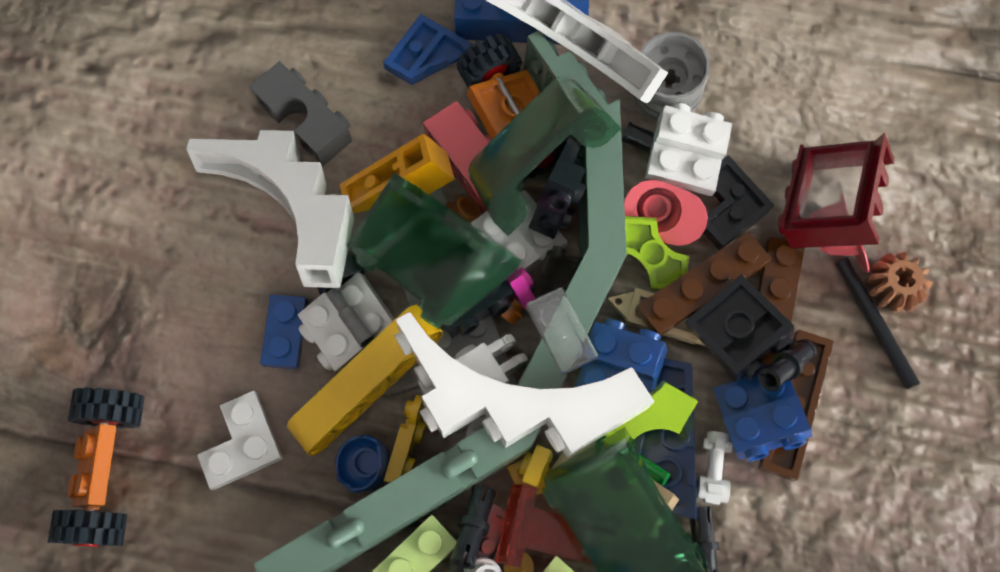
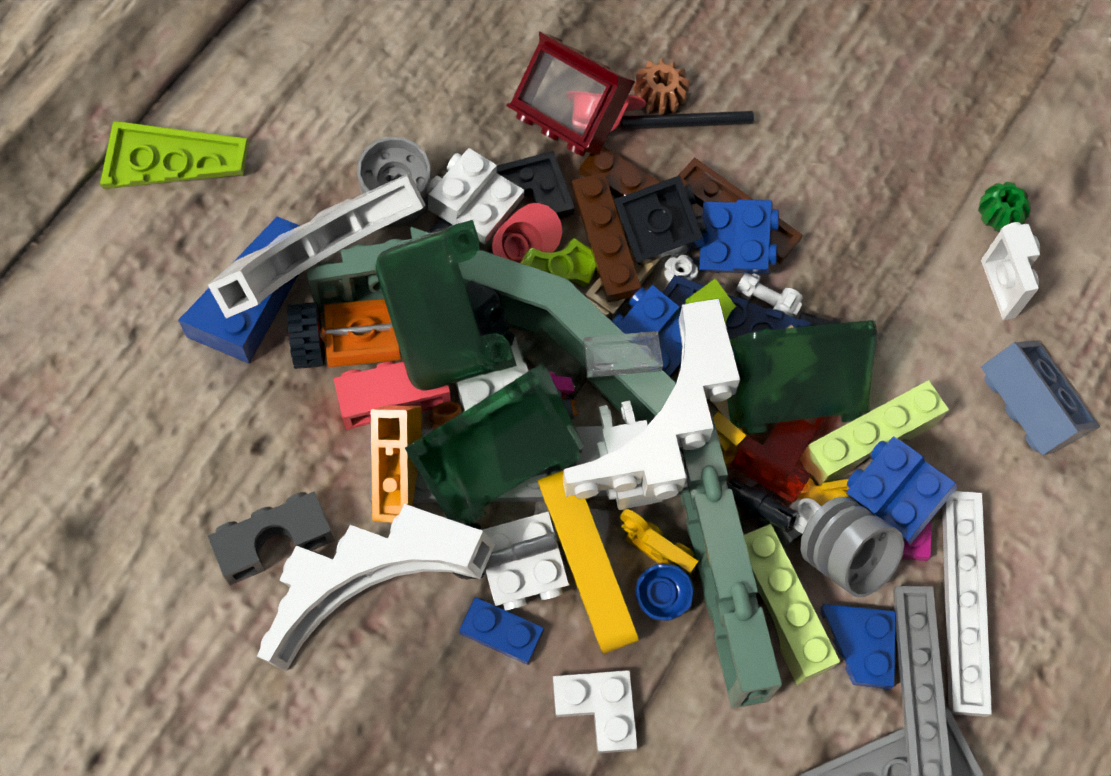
camera: 75 degrees left, 5 degrees down
(424, 51) = (254, 393): blue wing -> none
(714, 370) = (682, 261): none -> white plate
(787, 365) = (709, 197): black pin -> none

